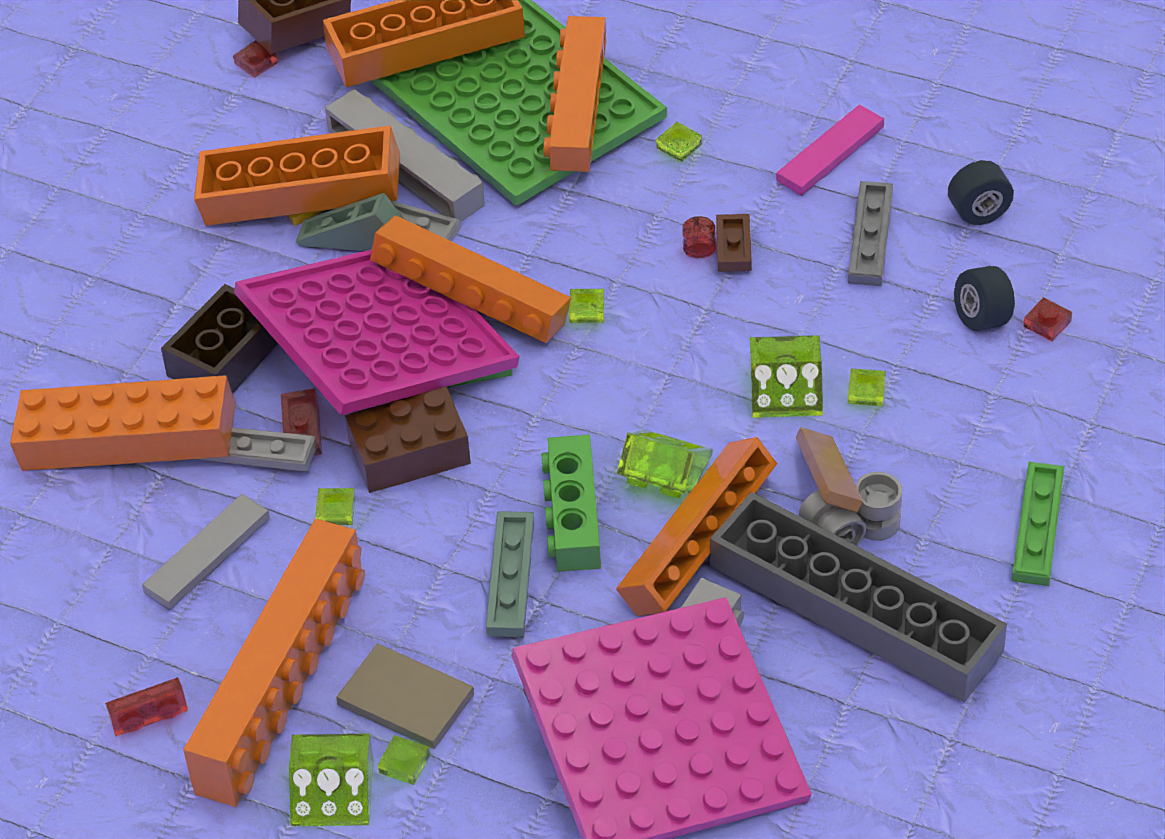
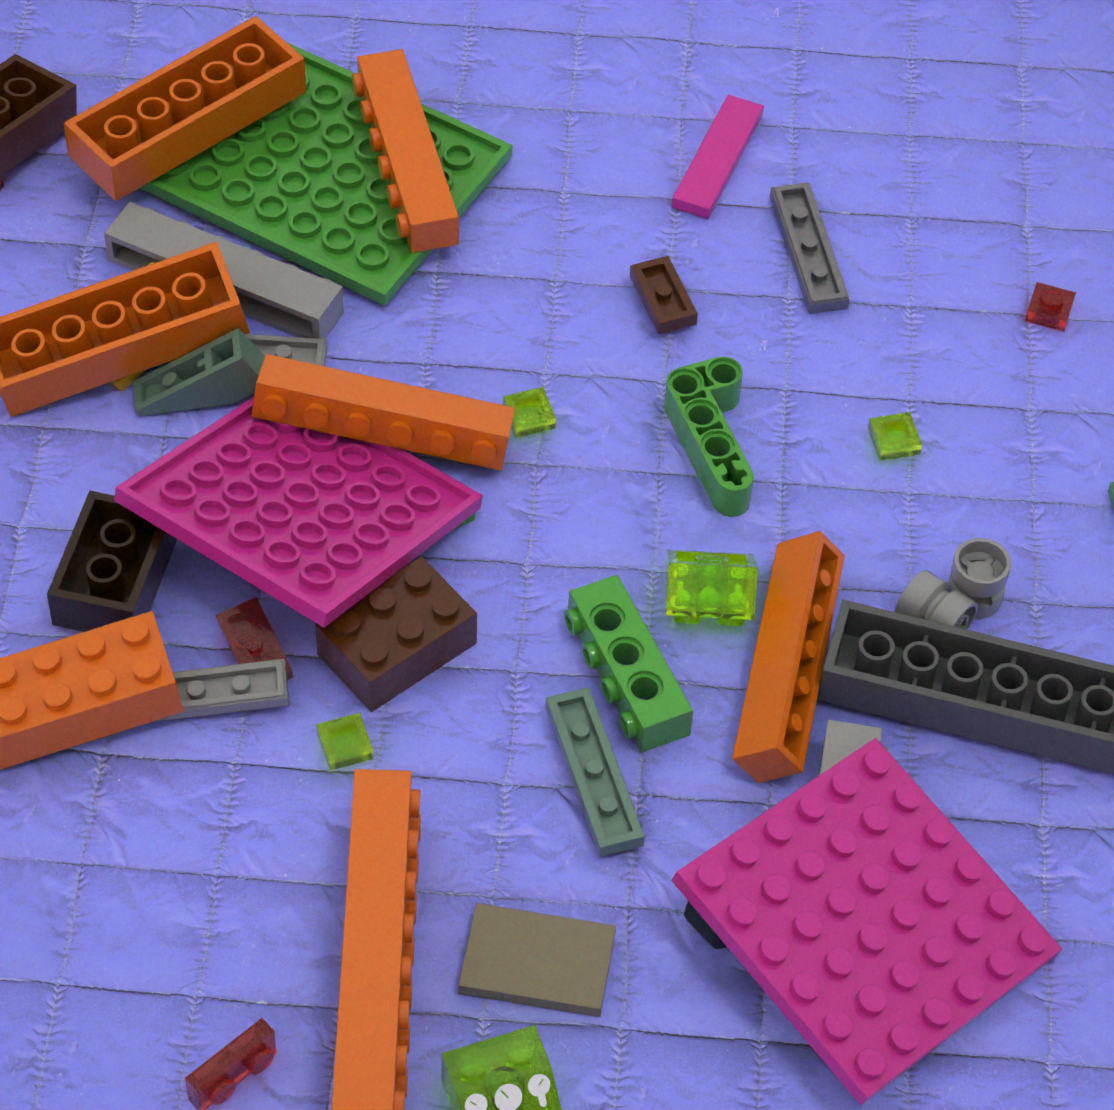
camera: 25 degrees left, 5 degrees up
(205, 551) = (207, 841): light grey tile -> none
(404, 759) = (573, 1041): clear neon green plate -> none
(679, 141) = (543, 184): clear neon green plate -> none
(699, 237) = (622, 297): clear red wheel -> none
(718, 323) = (694, 406): none -> bright green beam
(786, 376) = (800, 445): clear neon green slope -> none
(829, 470) = (911, 549): medium nougat tile -> none
(980, 192) = (918, 173): black wheel -> none
(984, 298) = (978, 298): black wheel -> none

